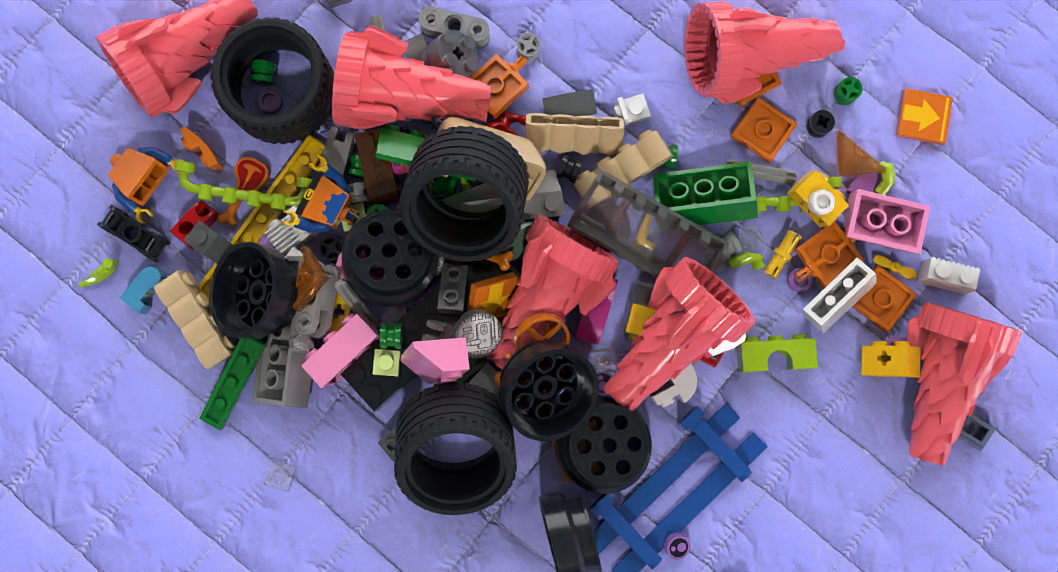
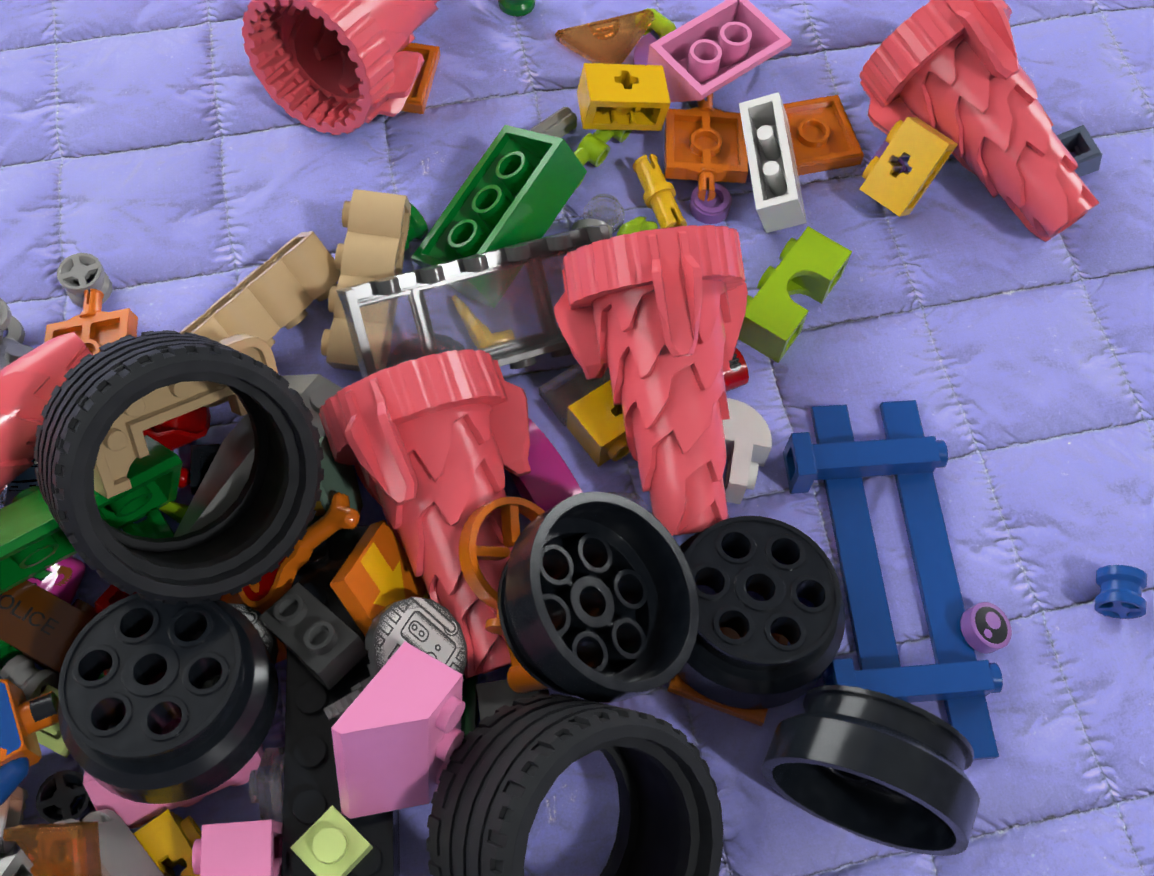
camera: 55 degrees left, 20 degrees down
(354, 300) = (168, 820): light grey axle -> none
(391, 336) = (295, 798): green wheel -> none
(569, 168) = (300, 352): black wheel -> none
(574, 104) = (214, 279): dark grey slope -> none
(632, 109) = (299, 217): white bracket -> none
(763, 130) = (476, 105): orange tile -> none
(815, 127) = (529, 43): black wheel -> none
(821, 202) = (632, 84): white tile -> none
(905, 272) = (798, 89): yellow piece -> none
(948, 275) = (840, 45): white brick -> none

